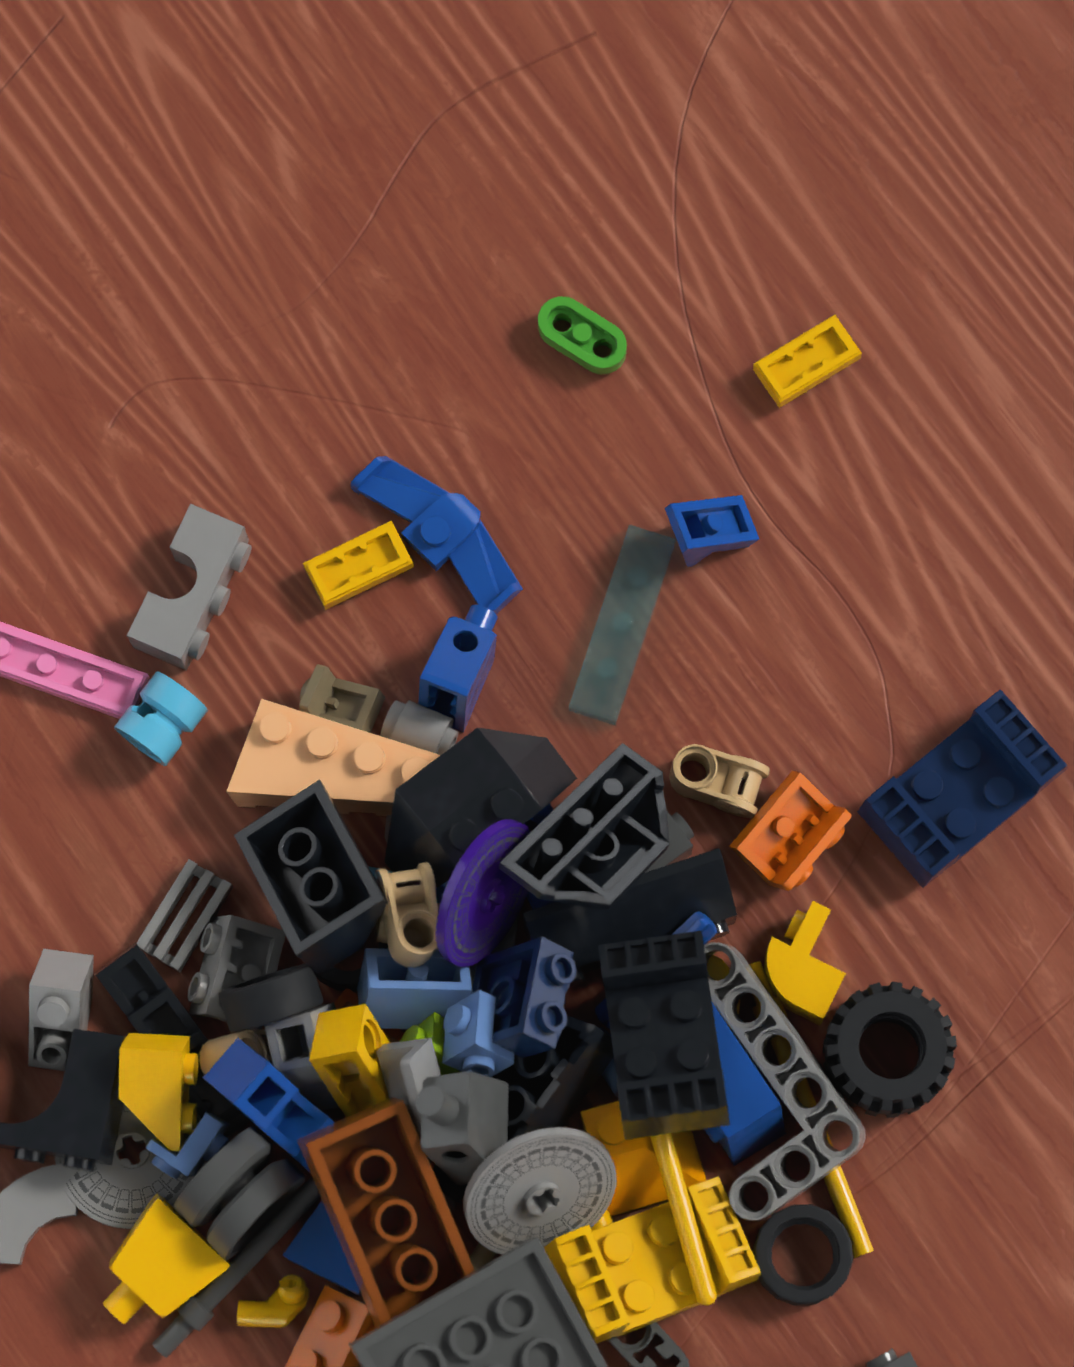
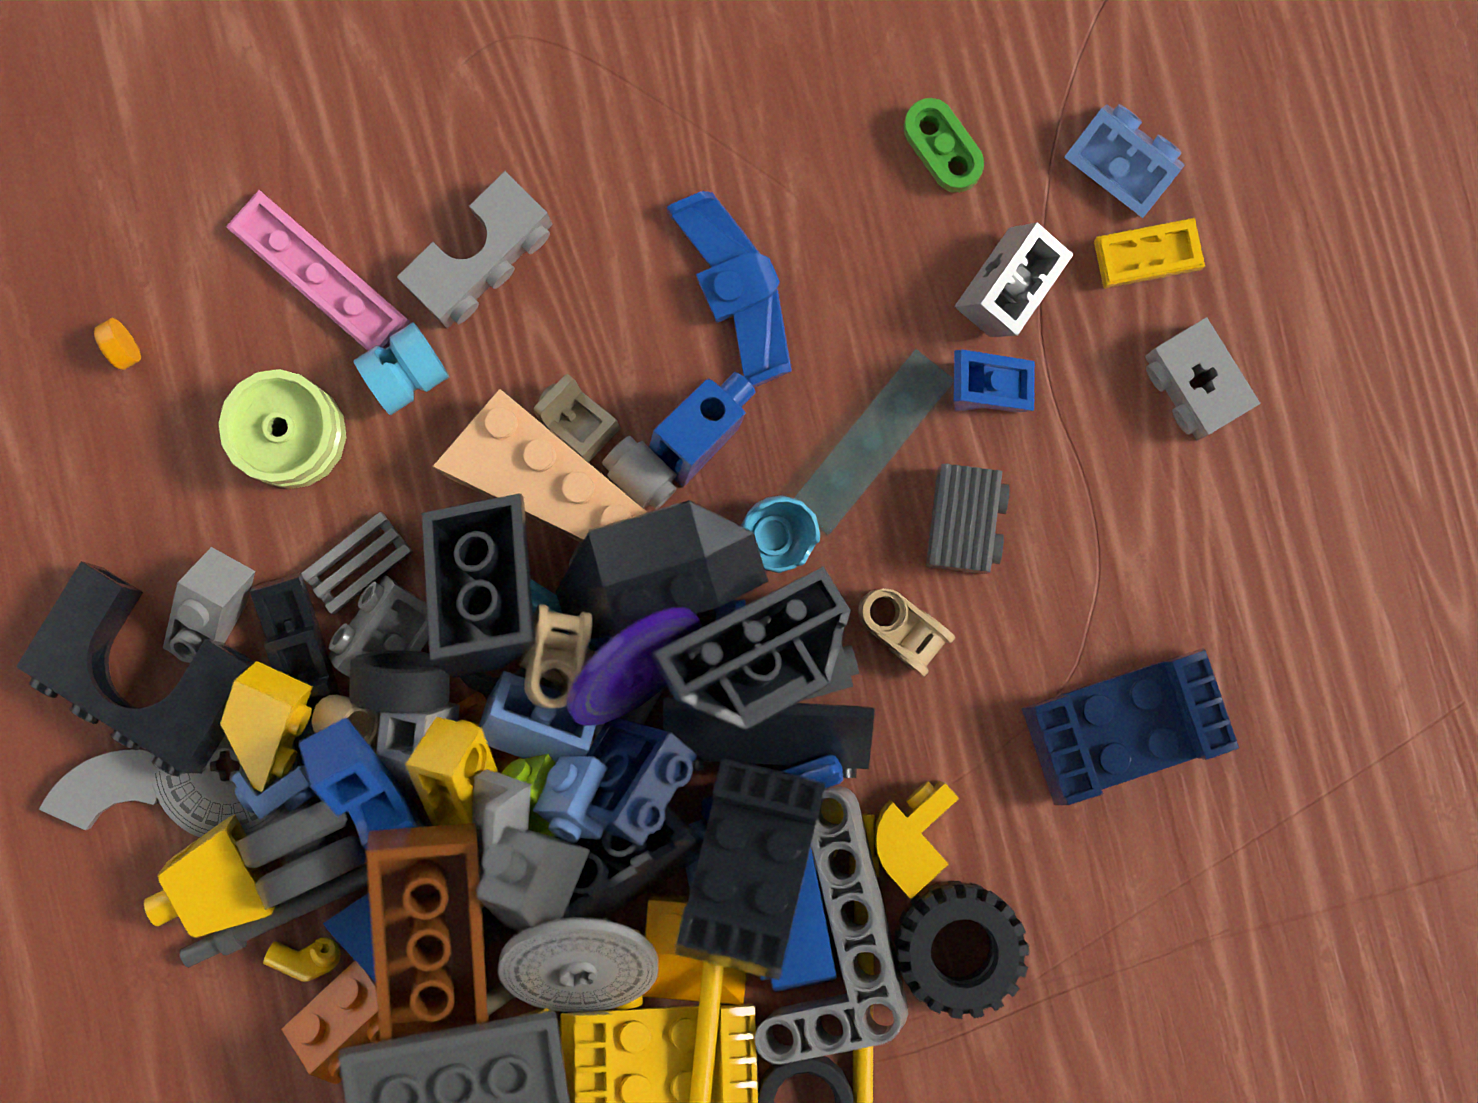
camera: 20 degrees right, 10 degrees up
(66, 785) = (259, 447): none -> yellowish green wheel
(358, 565) = (644, 289): yellow plate -> none
(575, 730) = (783, 531): none -> medium azure hair
(693, 429) = (1013, 280): none -> light grey brick
(736, 658) = (966, 519): none -> dark grey brick
(752, 286) = (1126, 158): none -> medium blue bracket
(790, 833) = (951, 706): orange bracket -> none
(887, 432) = (1194, 354): none -> light grey brick

